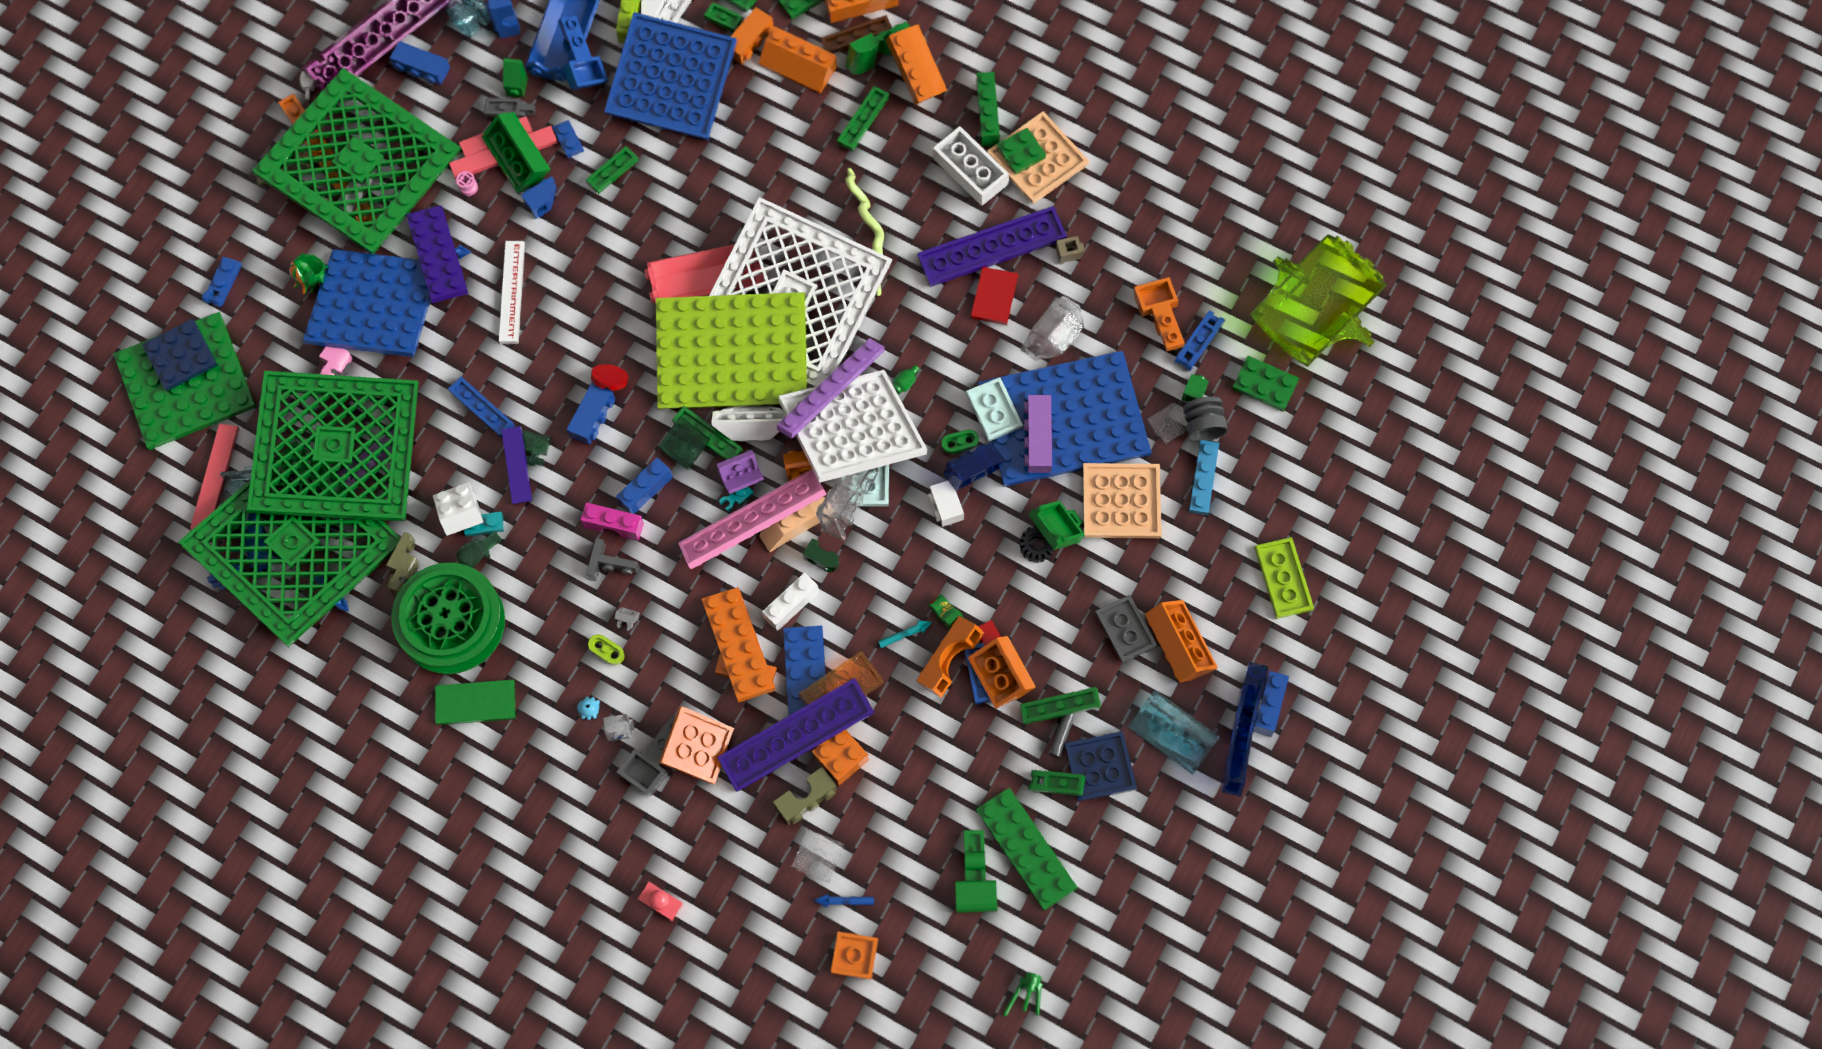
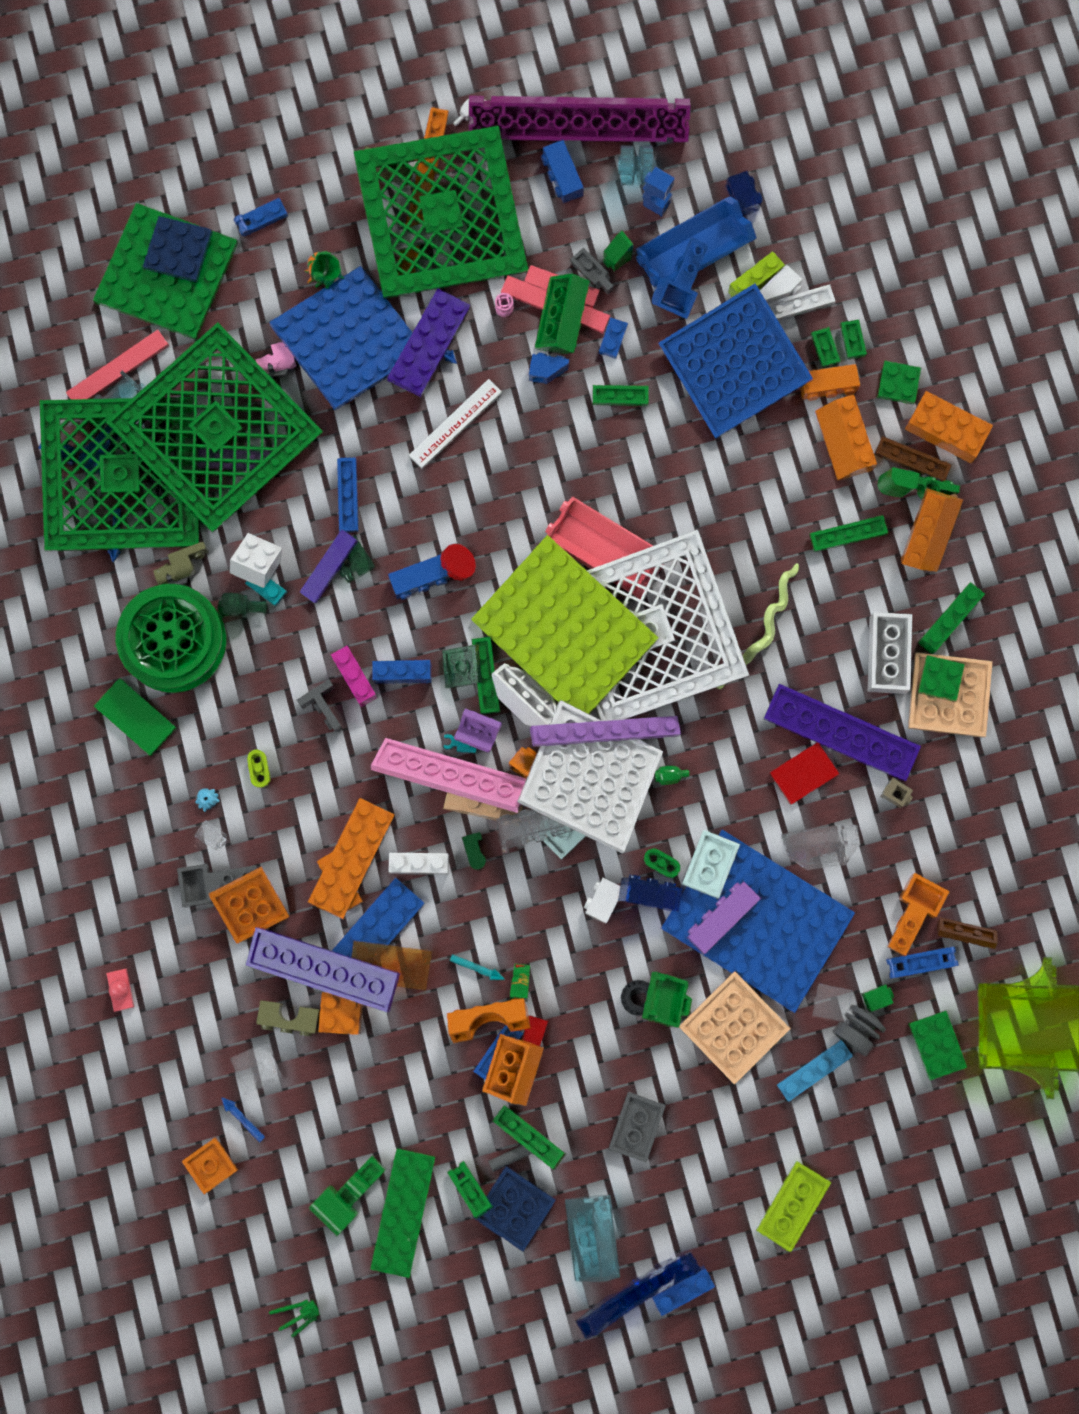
camera: 45 degrees right, 10 degrees up
(628, 616) = (296, 758): light grey tile -> none
(1180, 640) = (667, 1177): orange slope -> none
(1208, 294) = (967, 933): none -> reddish brown plate

